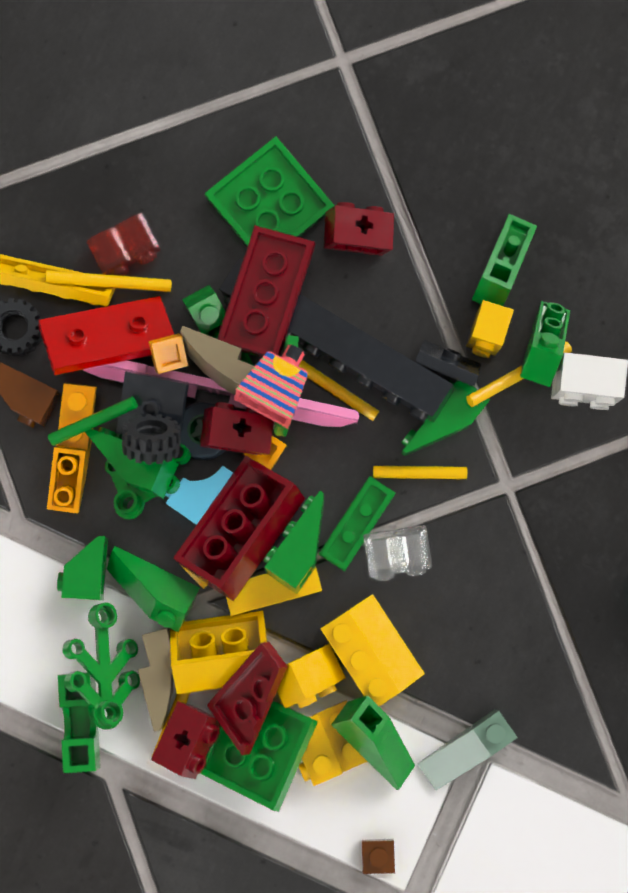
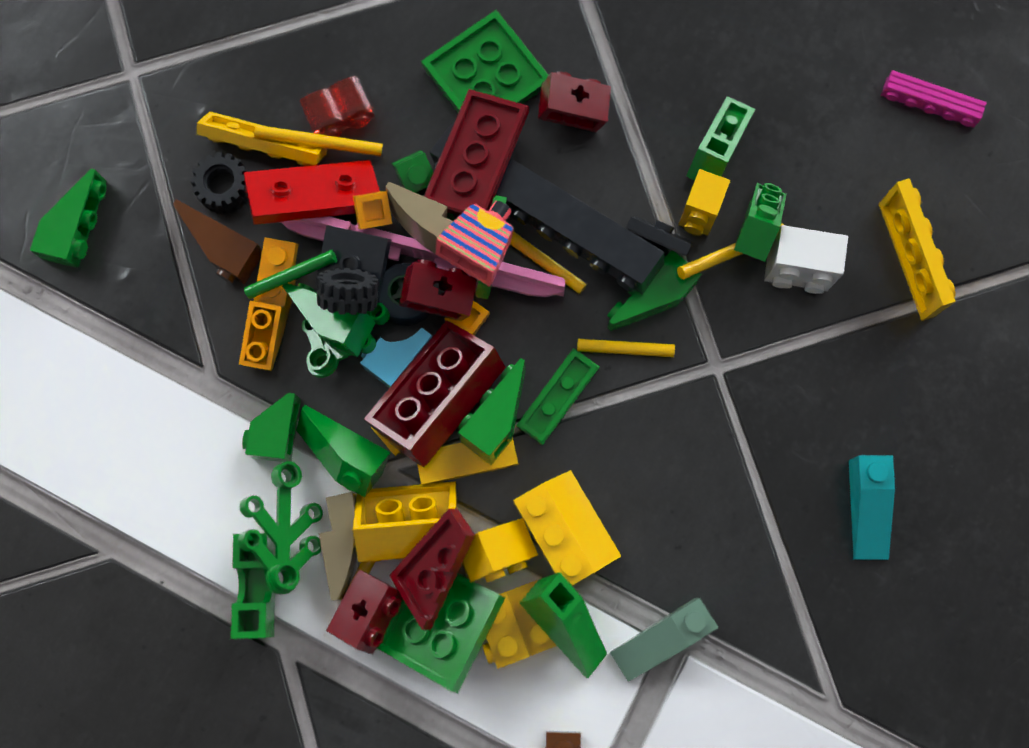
camera: 10 degrees right, 5 degrees down
(397, 552) = (598, 427): clear brick -> none

